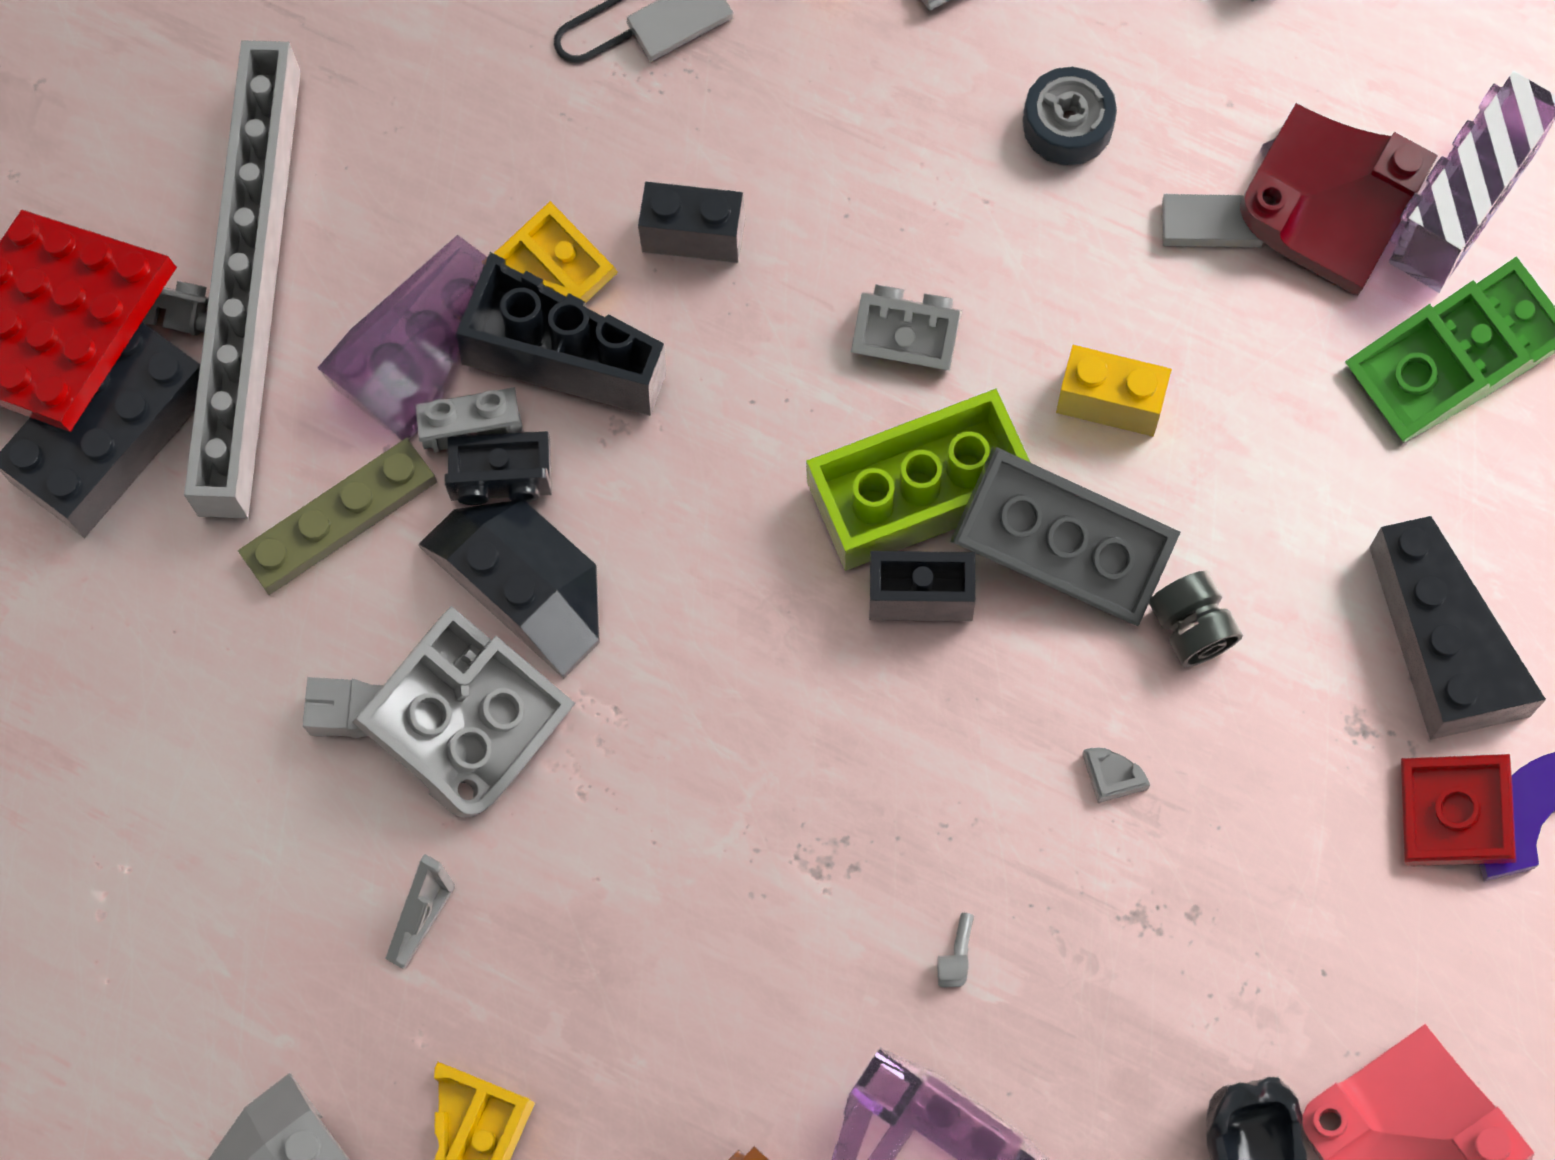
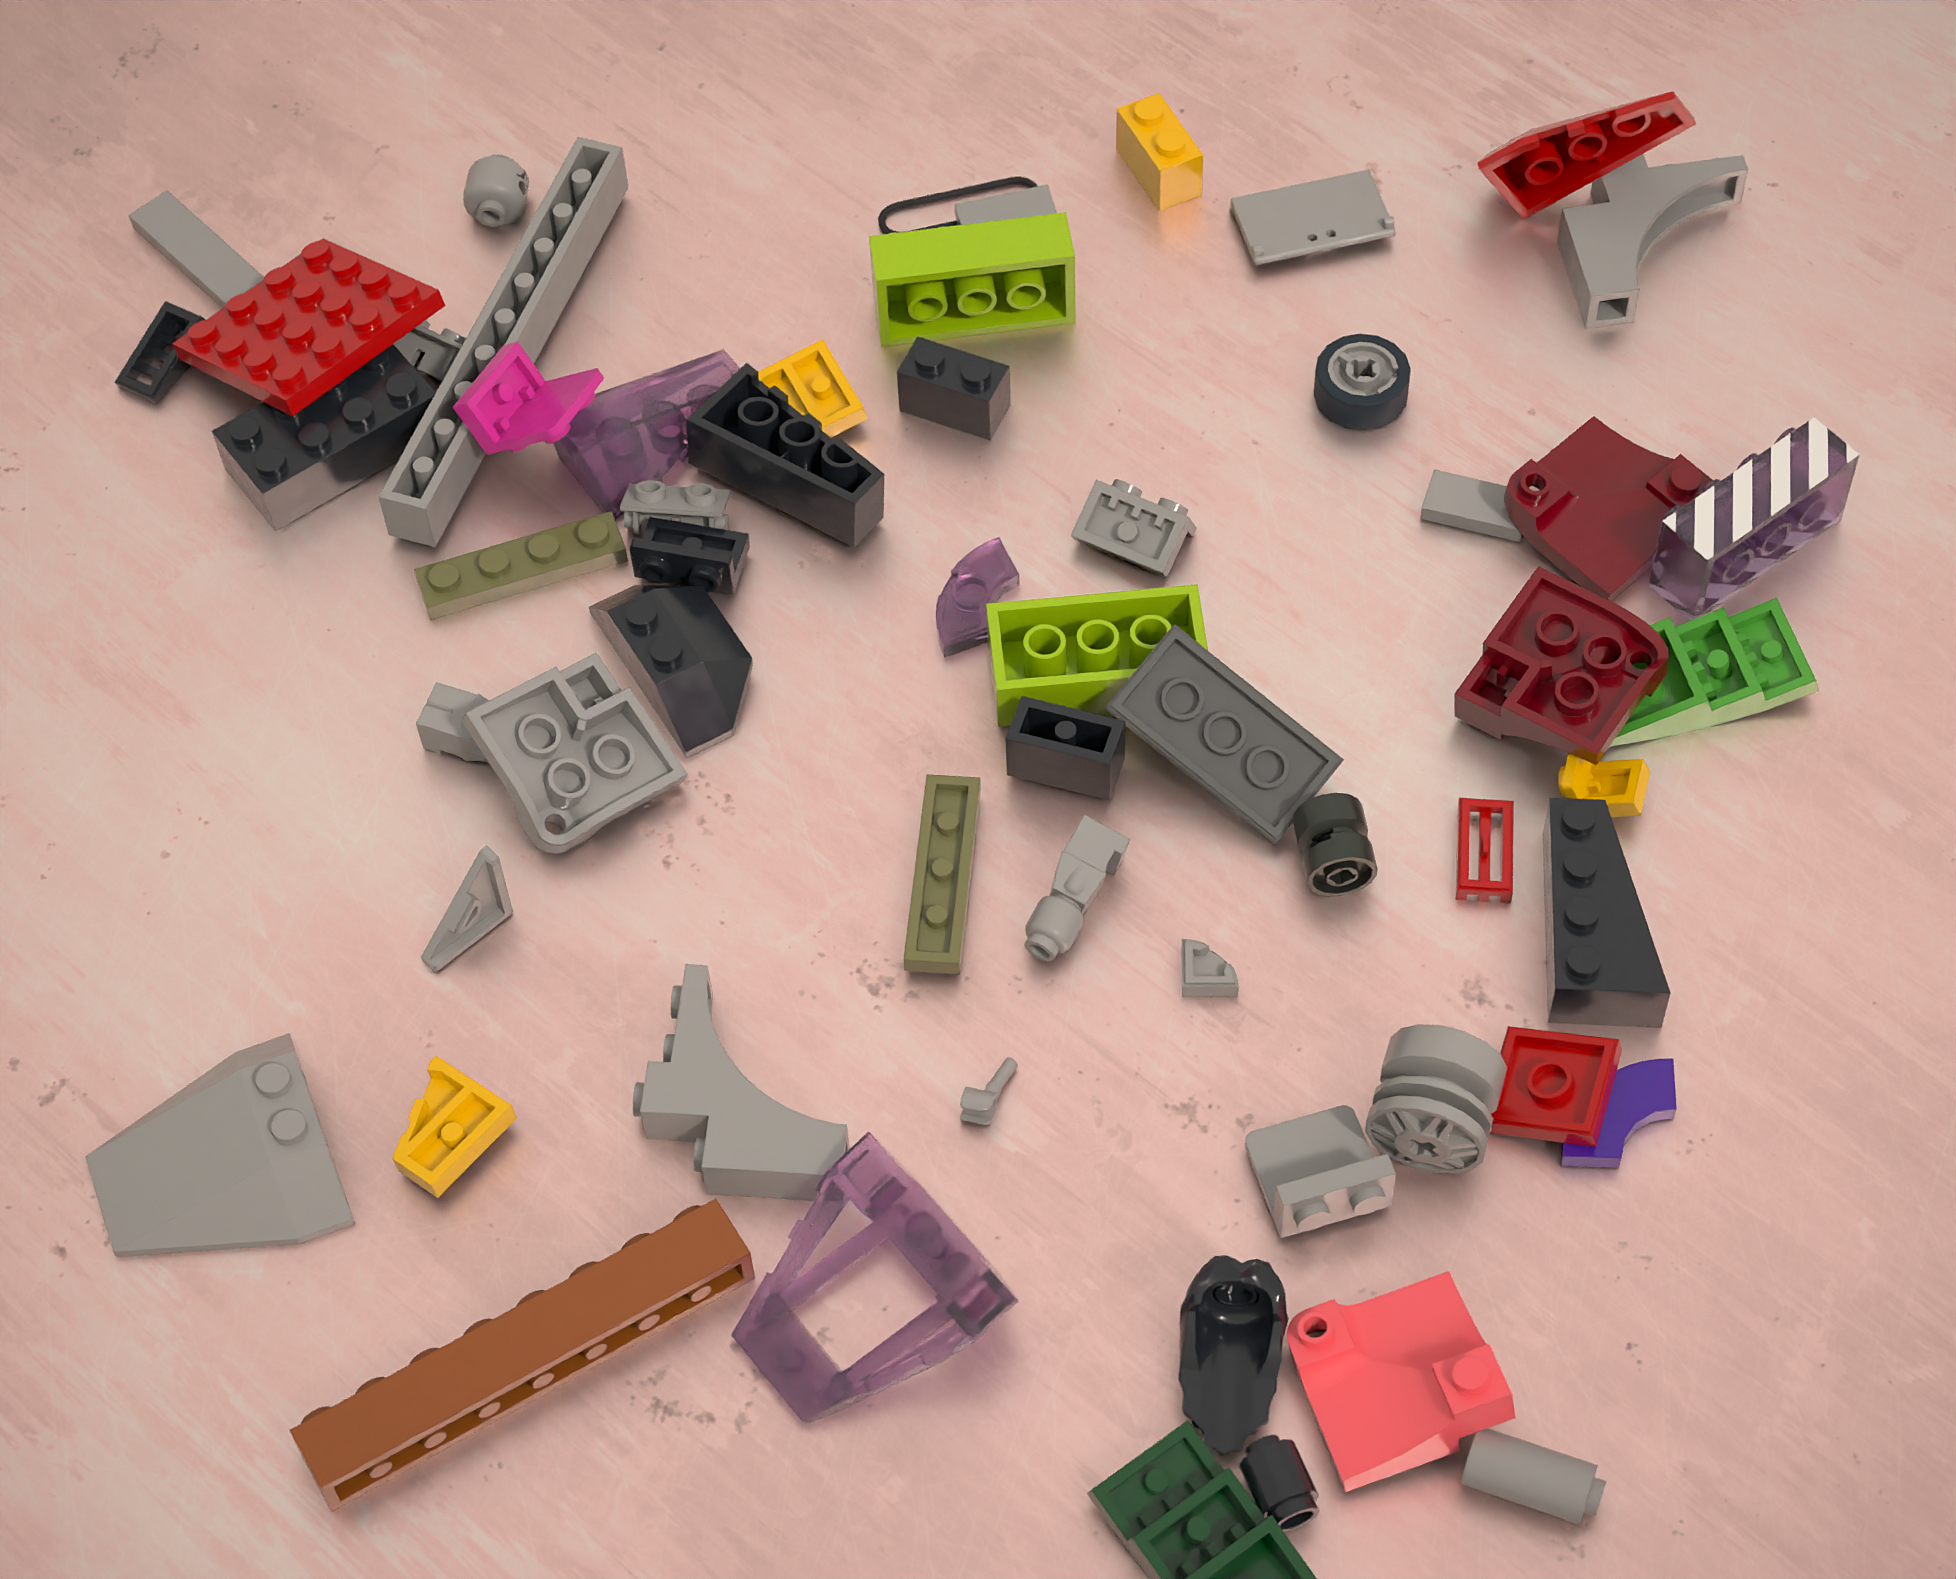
camera: 15 degrees right, 15 degrees down
(173, 109) = (496, 188): none -> light grey head
(293, 362) = (516, 406): none -> dark pink bracket
(675, 100) = (973, 279): none -> lime brick
(701, 1035) = (740, 1134): none -> light grey arch
(775, 436) = (973, 583): none -> clear purple tile
(846, 742) = (942, 874): none -> olive plate
(971, 724) = (1075, 886): none -> light grey piece
(1113, 390) = (1321, 625): yellow brick -> none
(1279, 953) = (1319, 1170): none -> light grey bracket
(1335, 621) = (1483, 886): none -> red tile
(1353, 389) = (1562, 669): none -> dark red slope
(1368, 859) = (1436, 1098): none -> light grey wheel
(1416, 490) = (1617, 781): none -> yellow bracket

